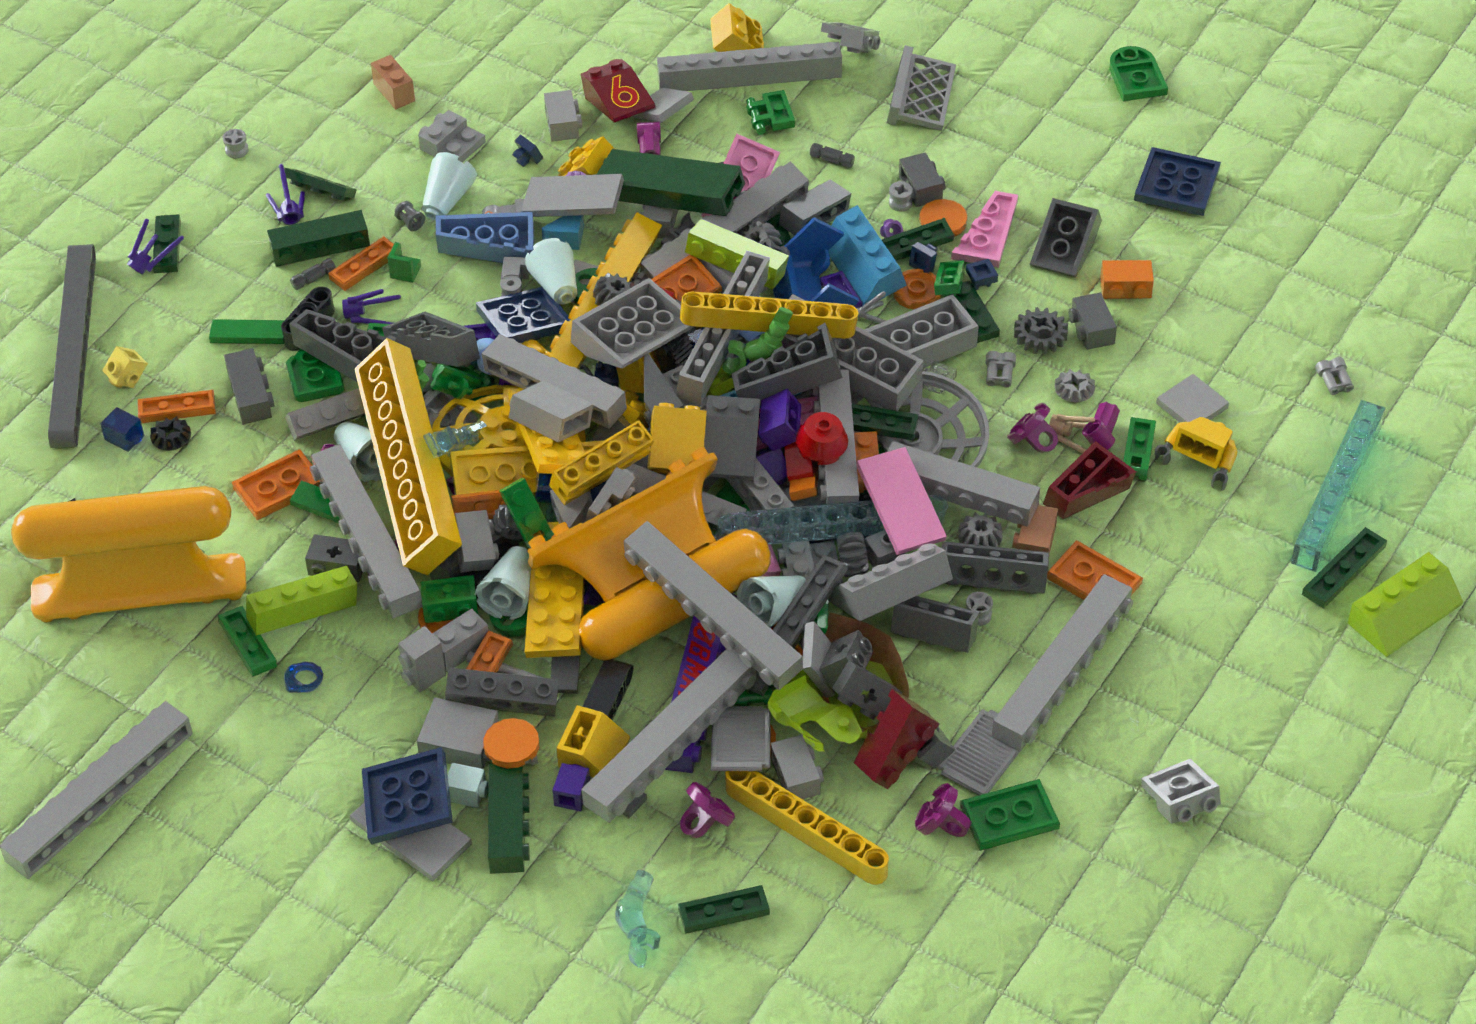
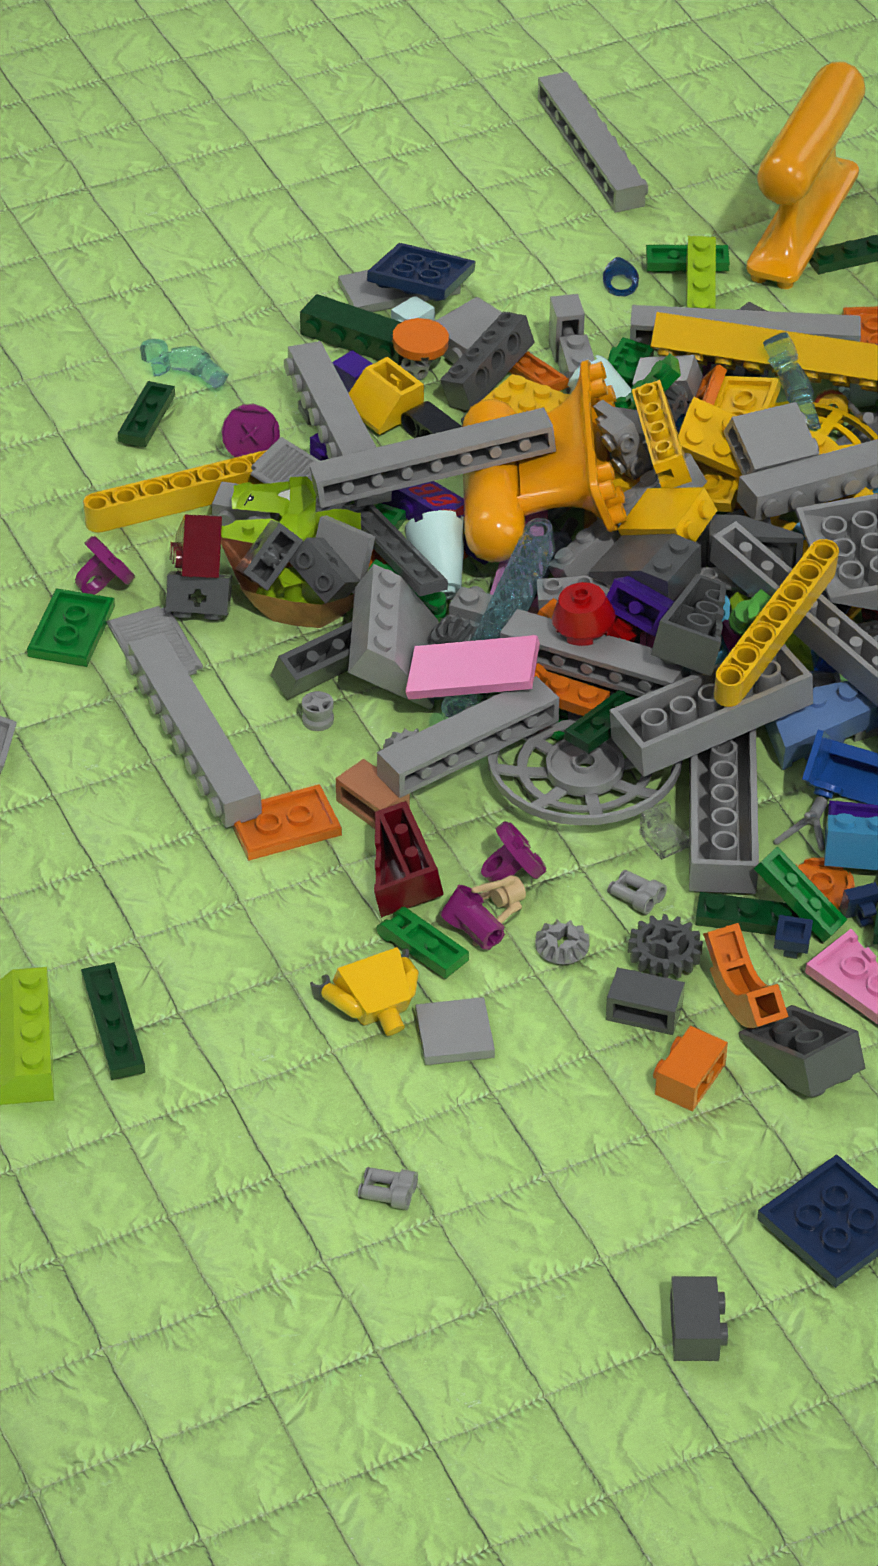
camera: 120 degrees right, 5 degrees down
(1007, 562) = (351, 732): dark grey brick -> none
(1049, 274) = (738, 983): none -> orange arch
(1299, 207) = (696, 1318): none -> dark grey brick
(1338, 486) = (223, 1079): clear light blue brick -> none

